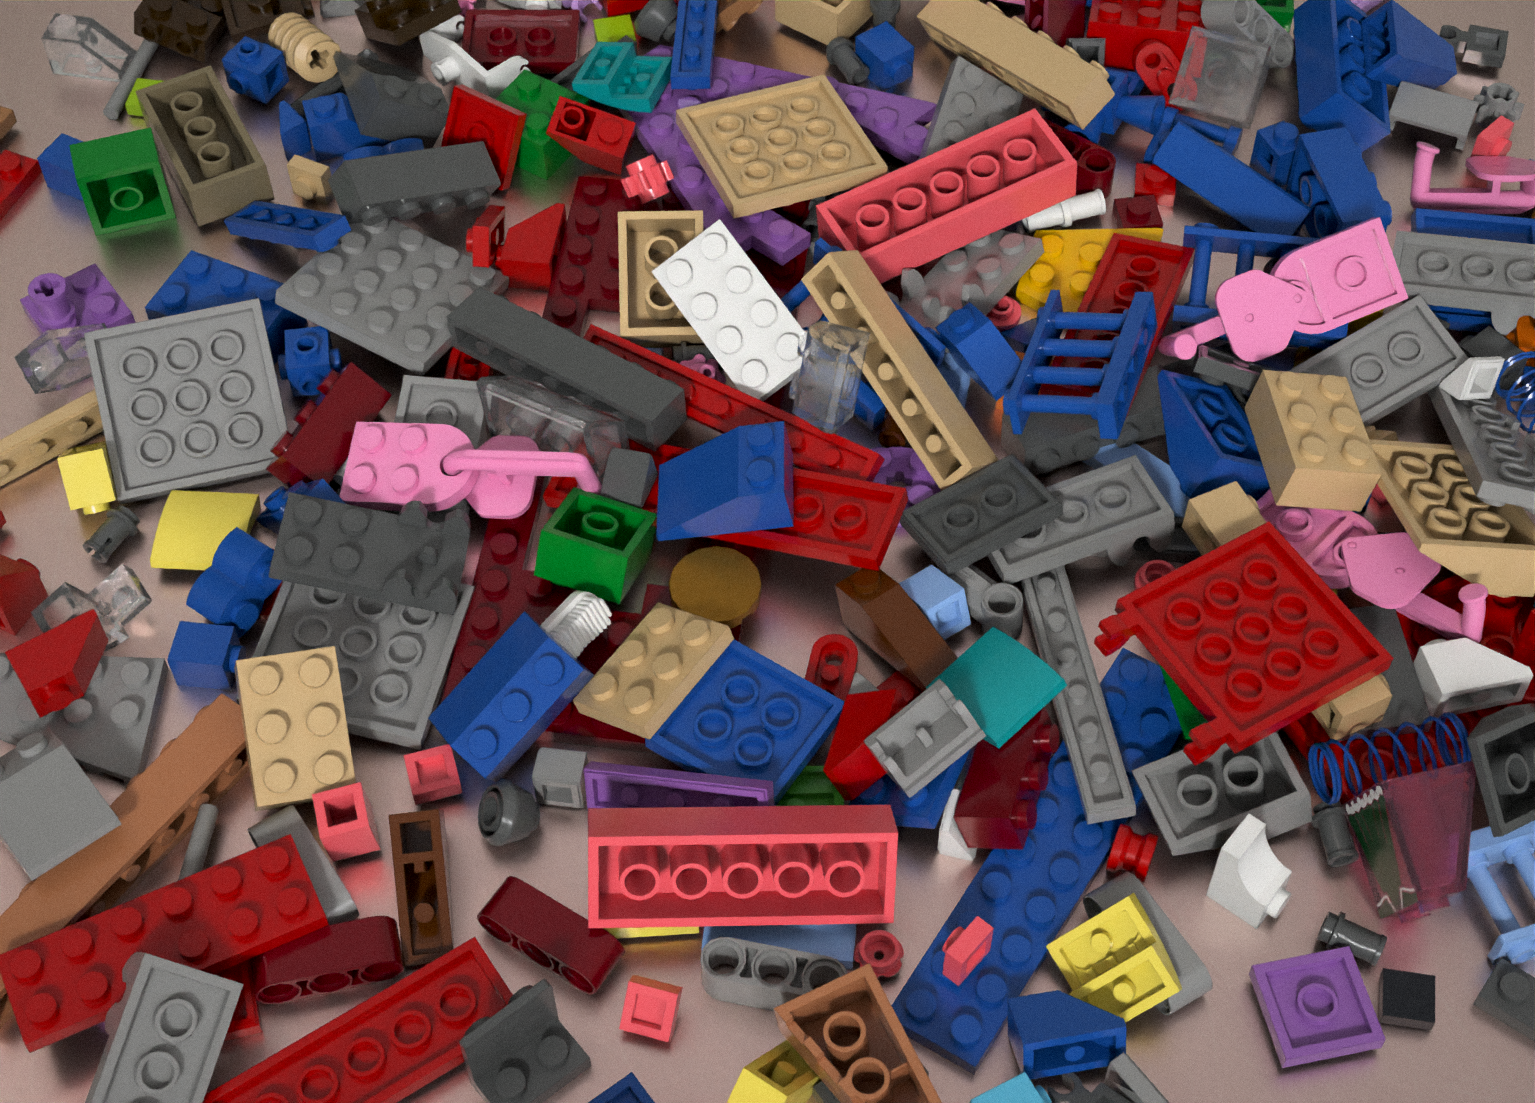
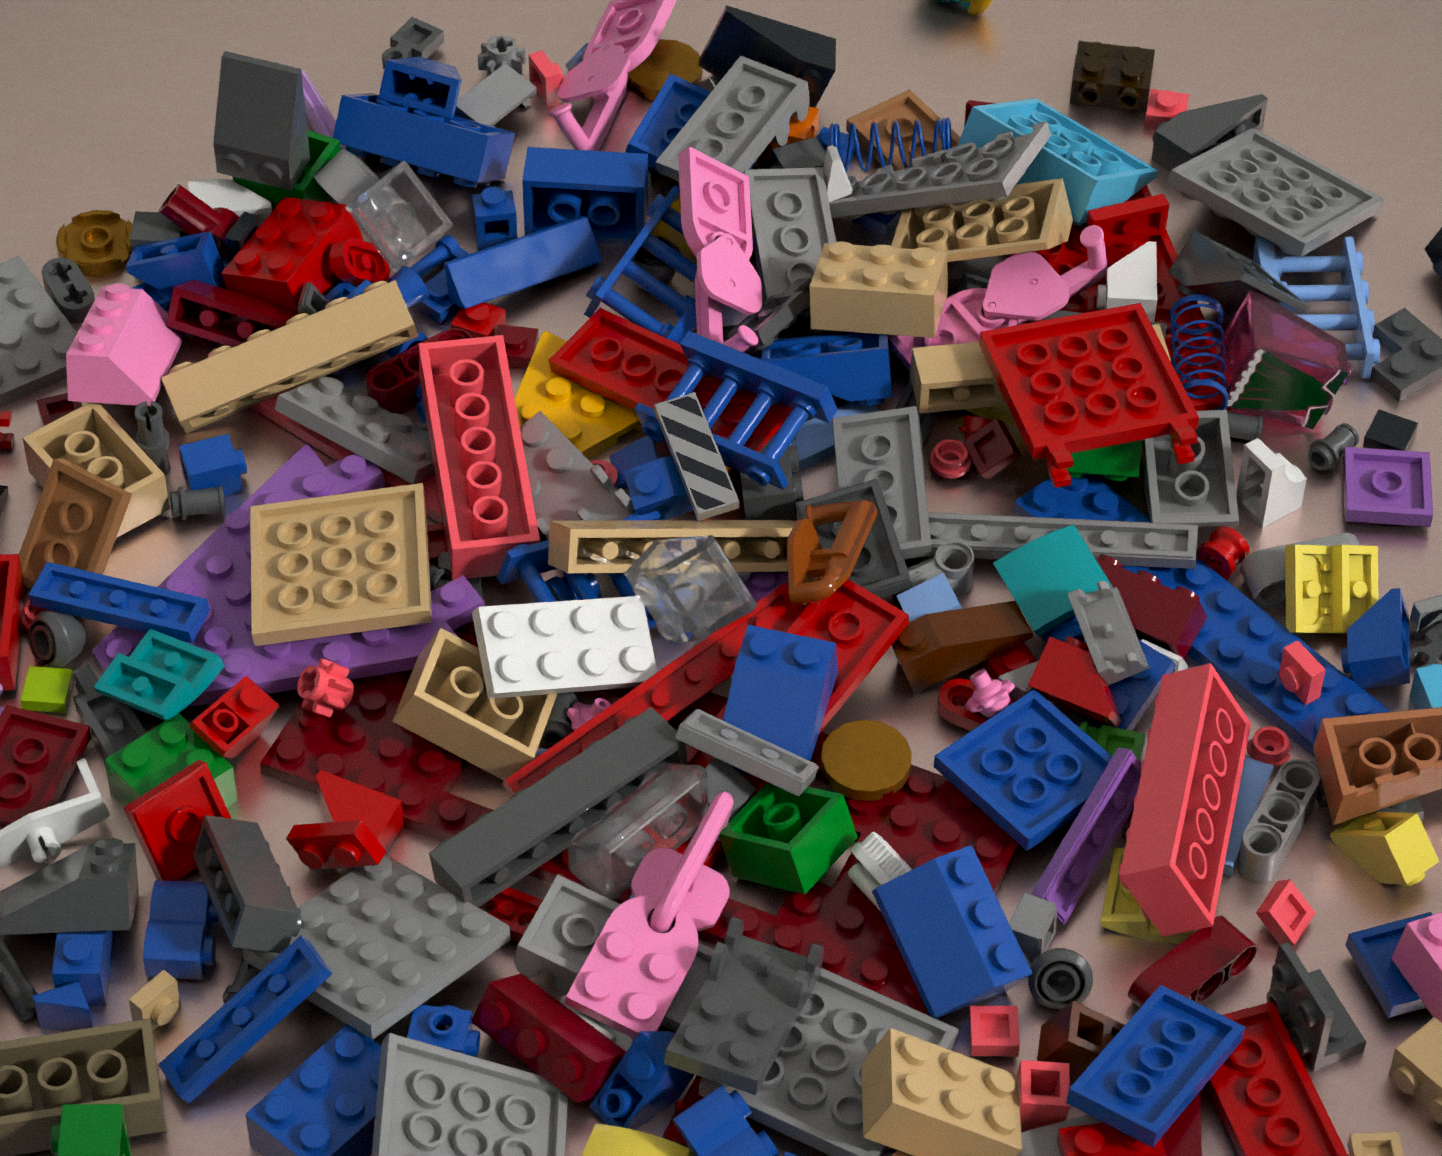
camera: 75 degrees left, 5 degrees down
(377, 900) = (1155, 1065): none -> blue plate
(653, 670) = (948, 808): tan plate -> none
(654, 474) = (747, 752): none -> light grey tile
(826, 667) = (990, 695): none -> bright pink plant
(911, 461) = (817, 571): none -> dark orange piece
(999, 342) = (696, 456): none -> light grey tile

